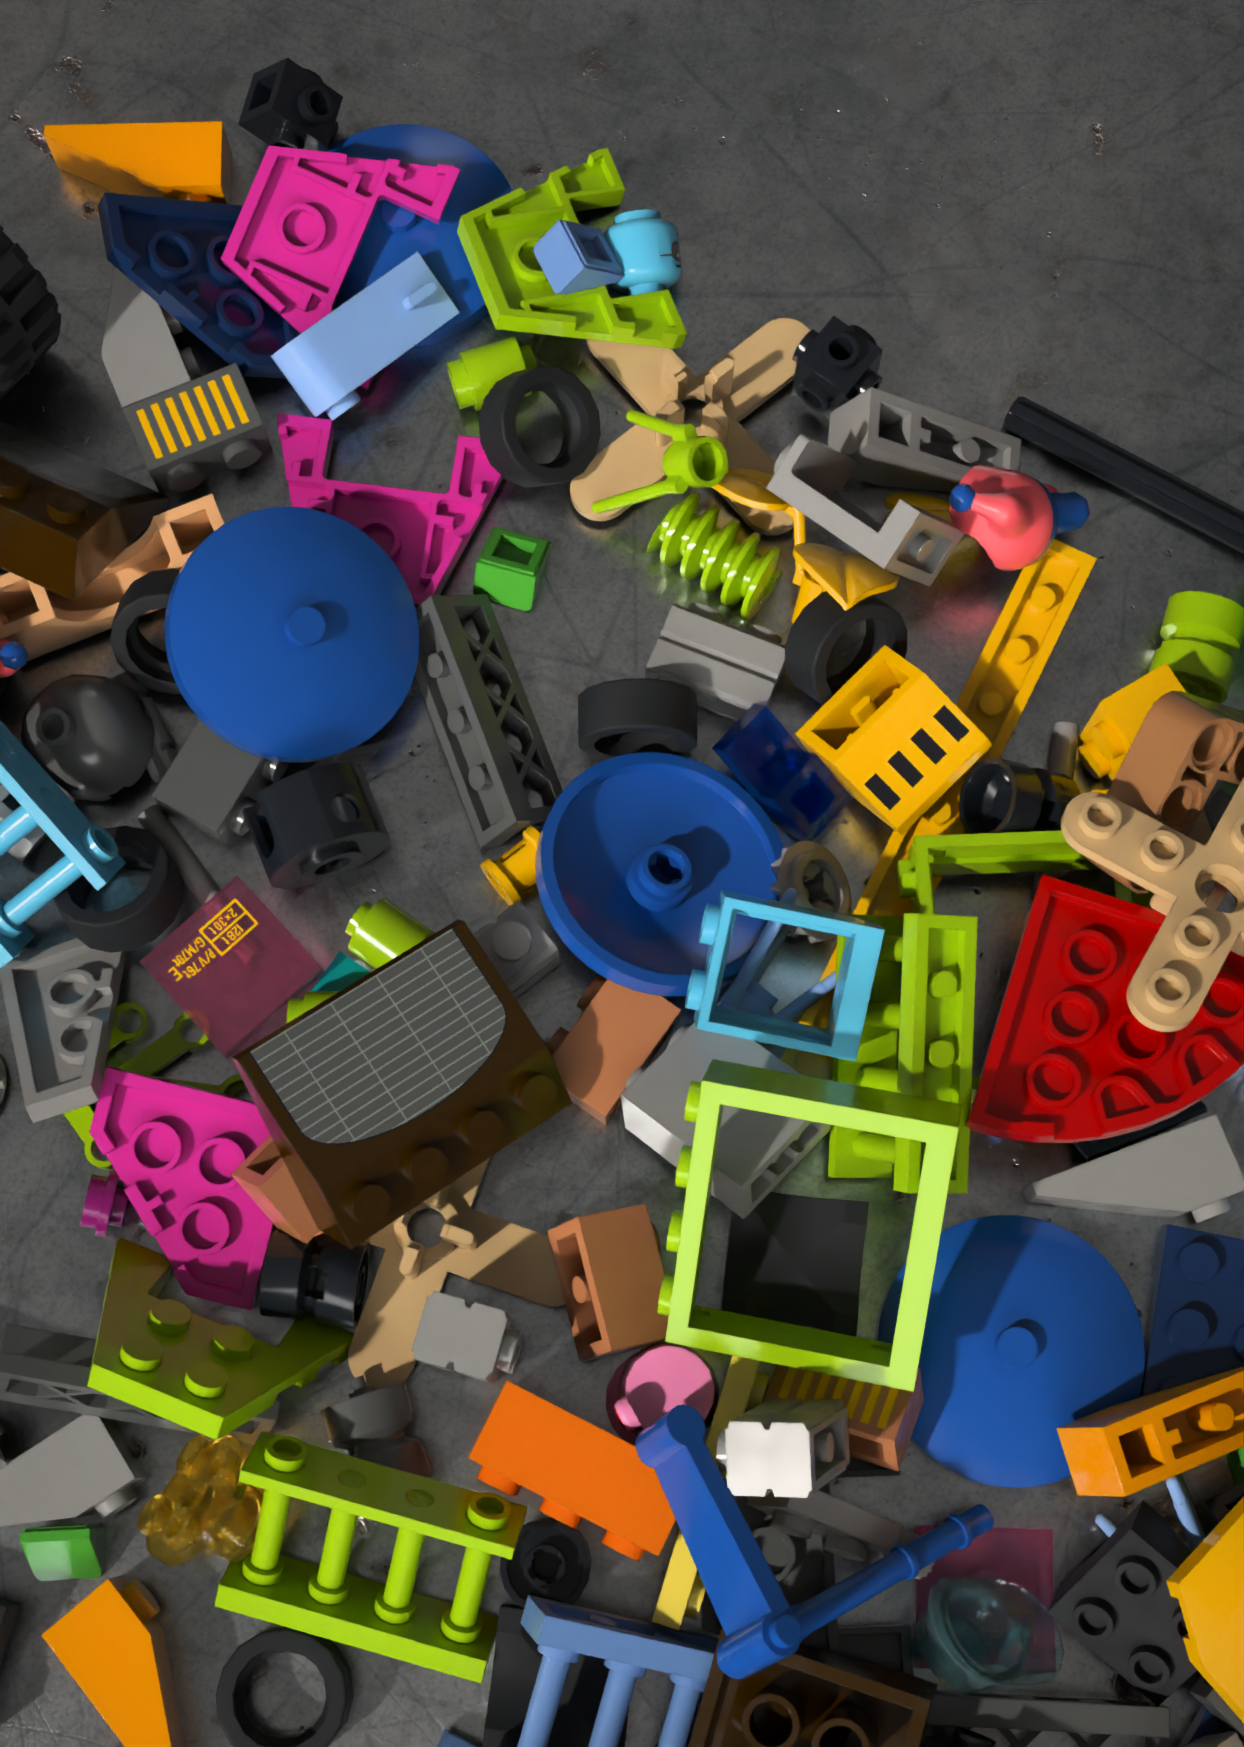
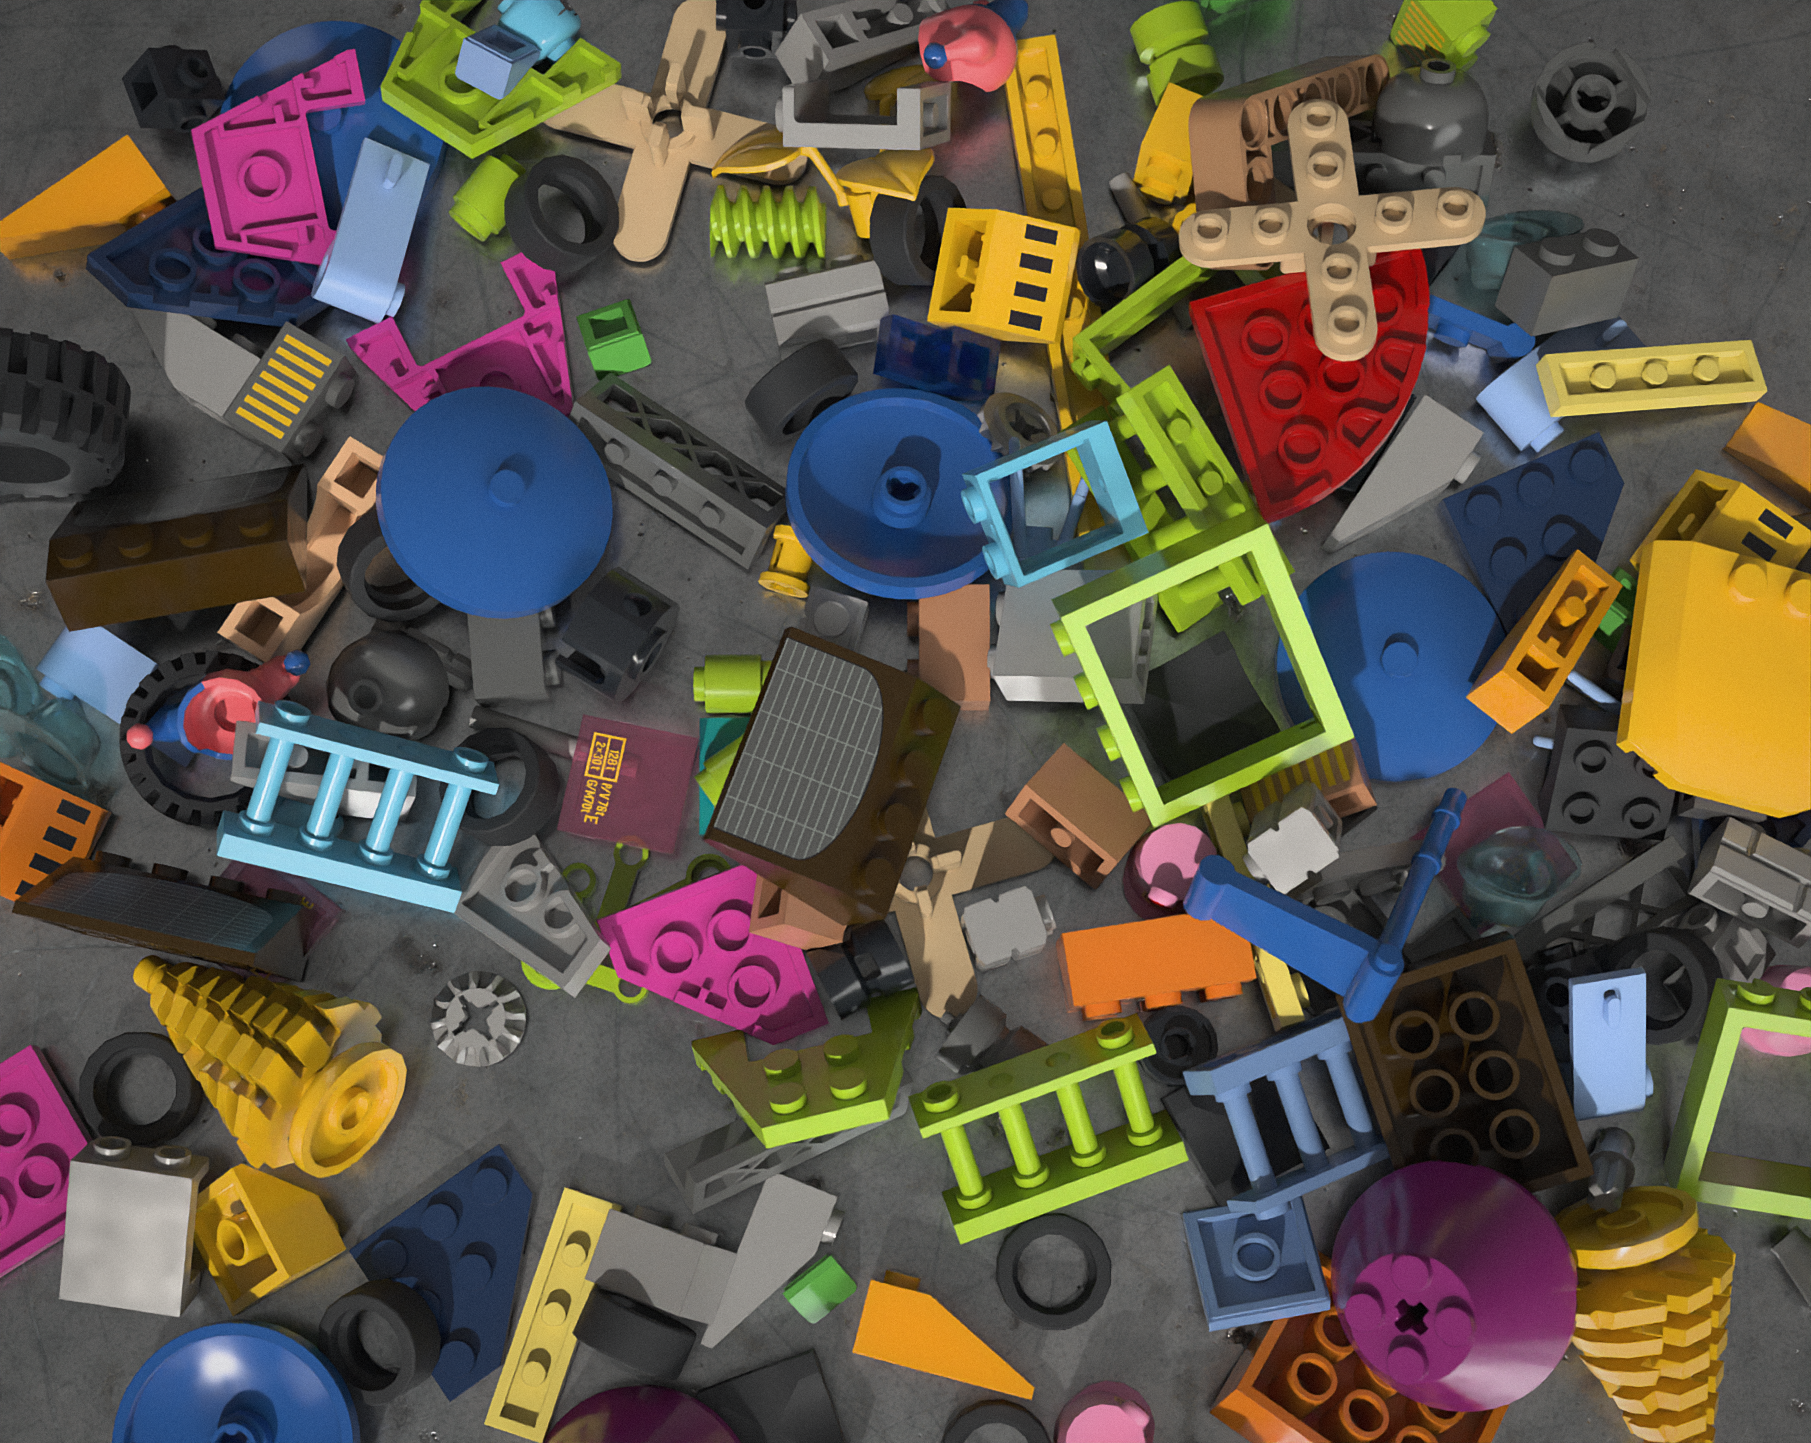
camera: 35 degrees left, 5 degrees up
(104, 1203) = (662, 1023): magenta plate -> none
(203, 1505) = (899, 1179): clear yellow plate -> none
(687, 463) = (702, 166): lime plant -> none

